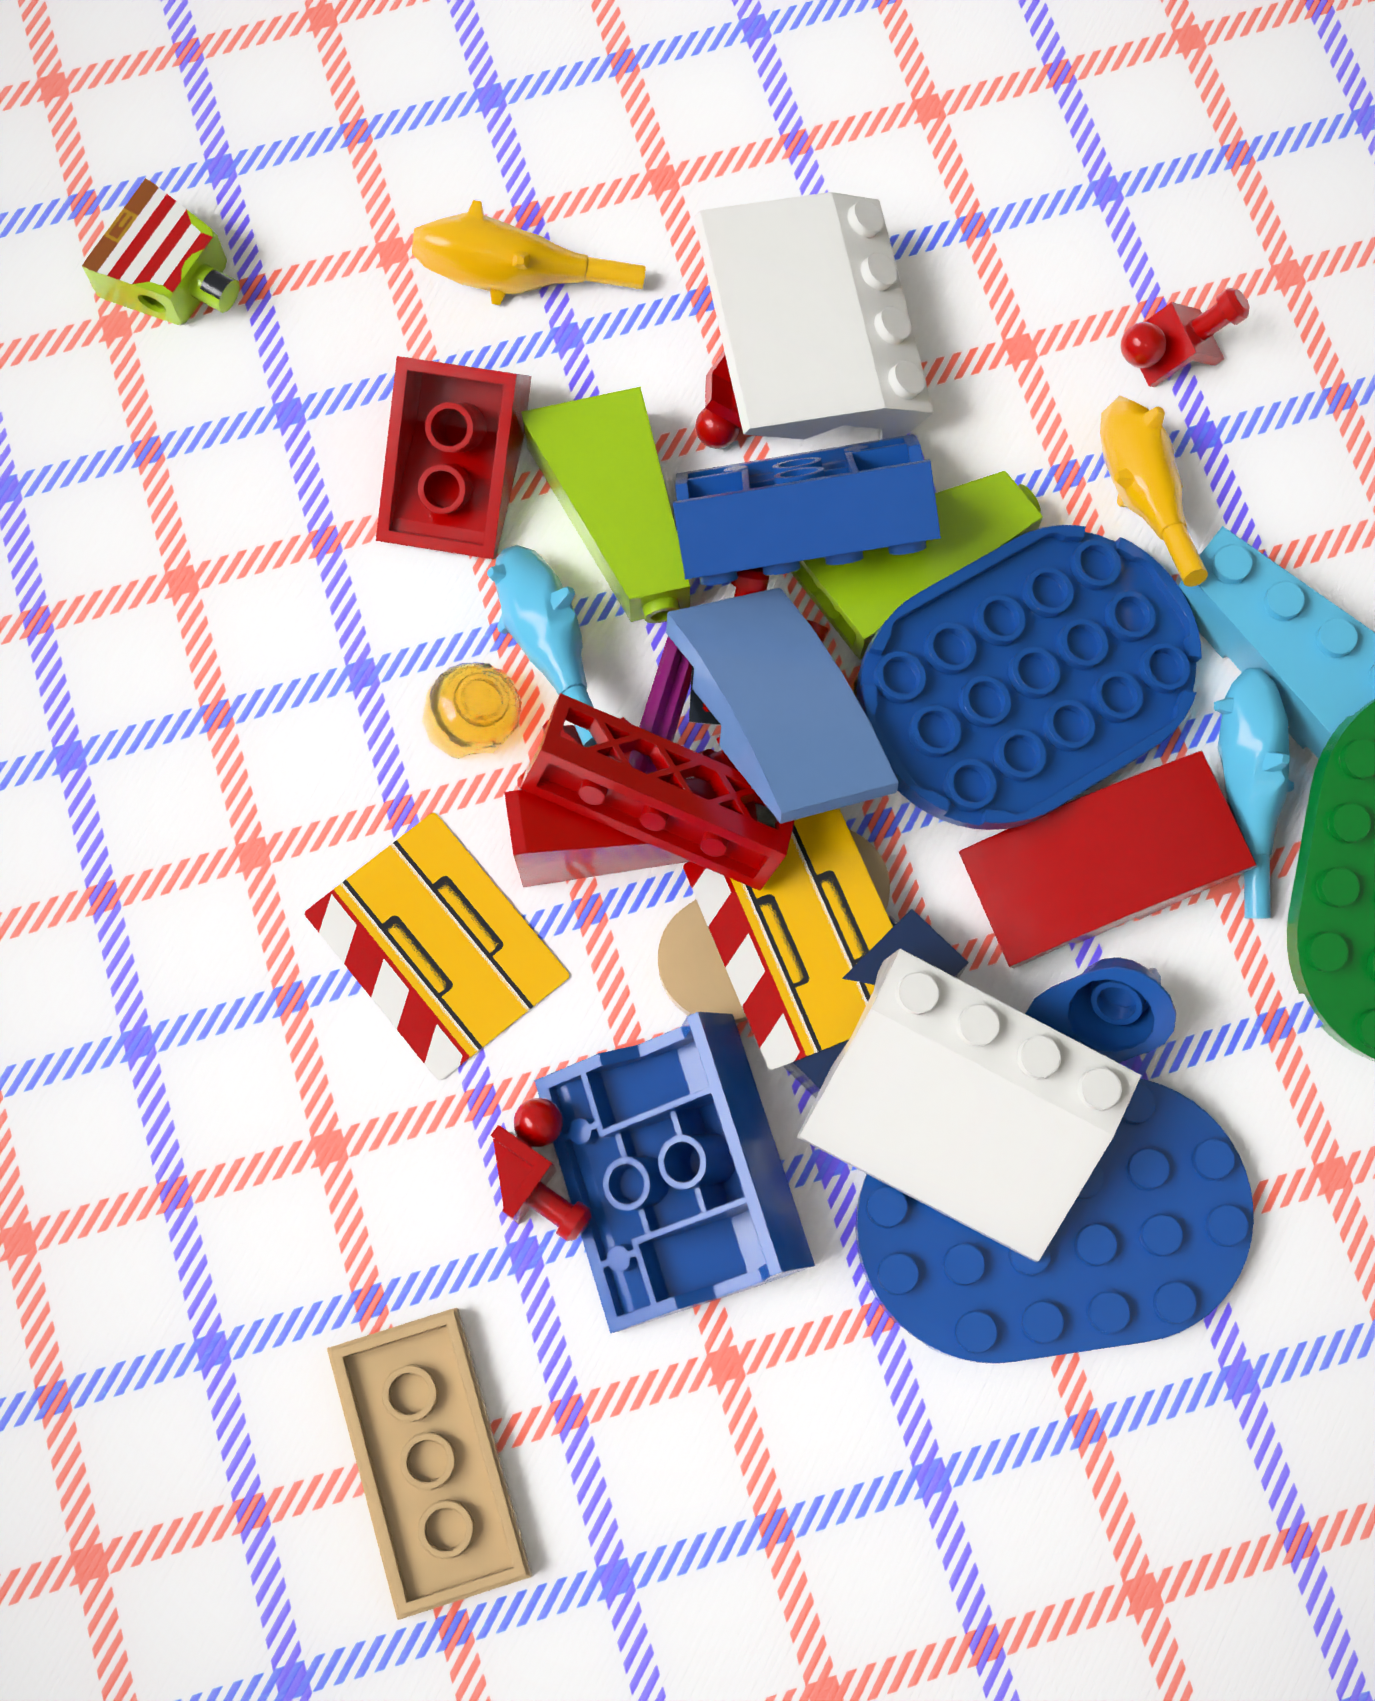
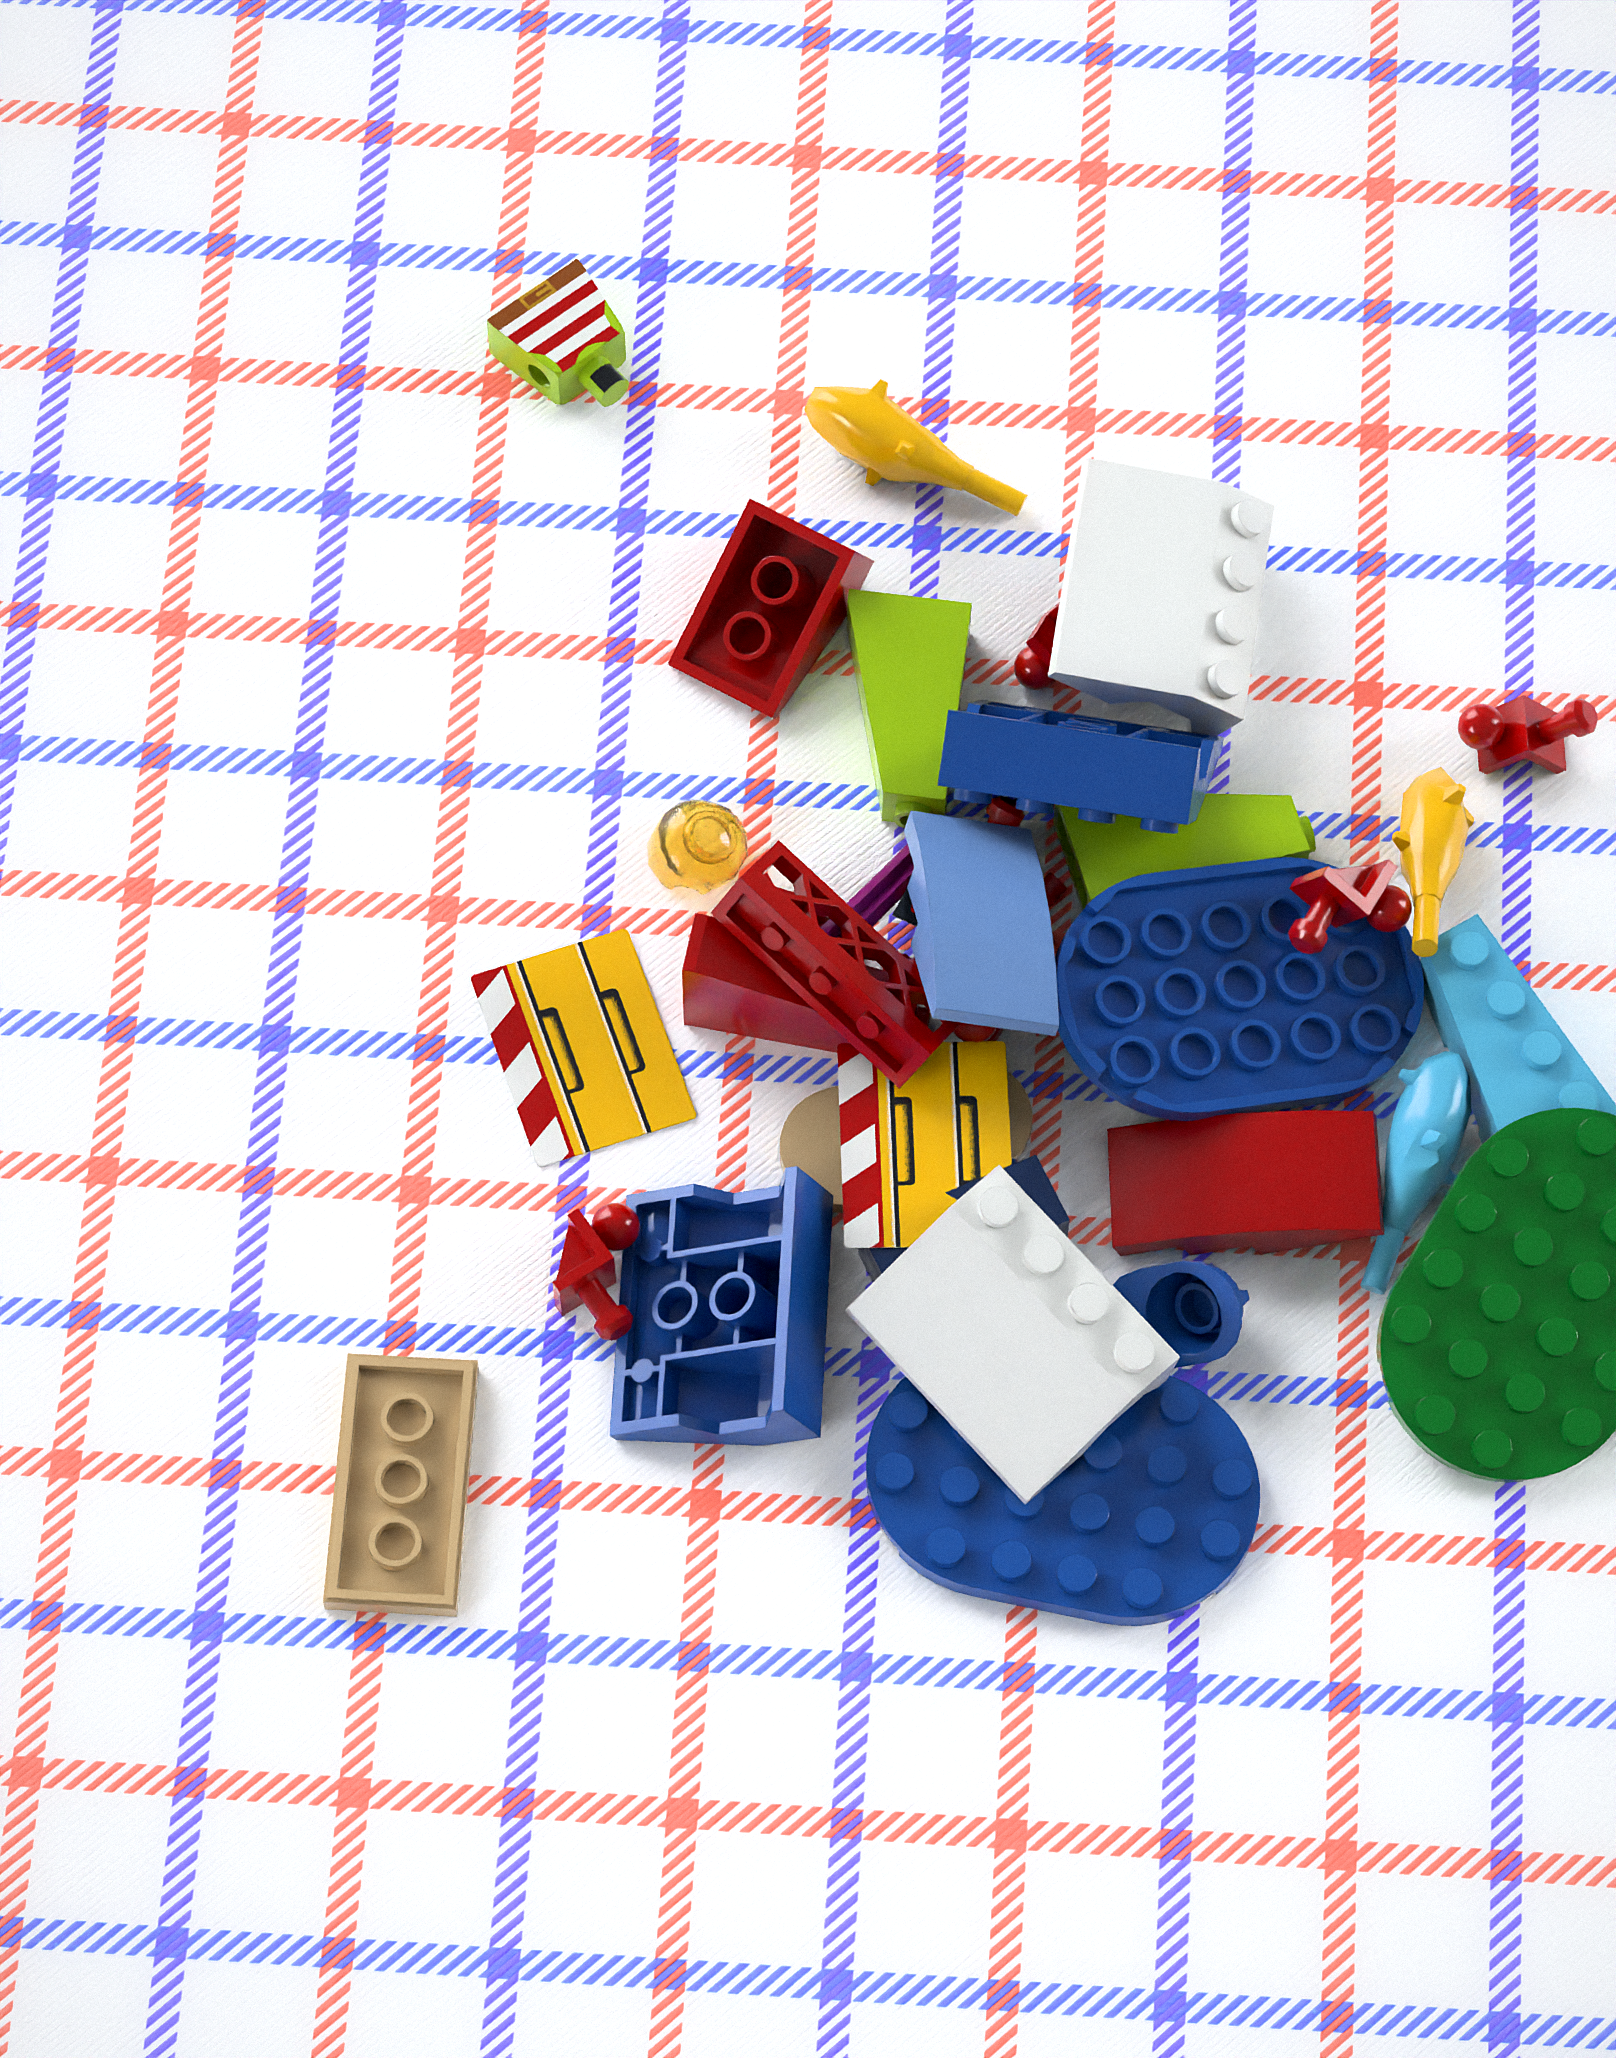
camera: 20 degrees right, 10 degrees down
(542, 621) = (794, 781): medium azure piece -> none
(1102, 552) = (1346, 896): none -> red piece

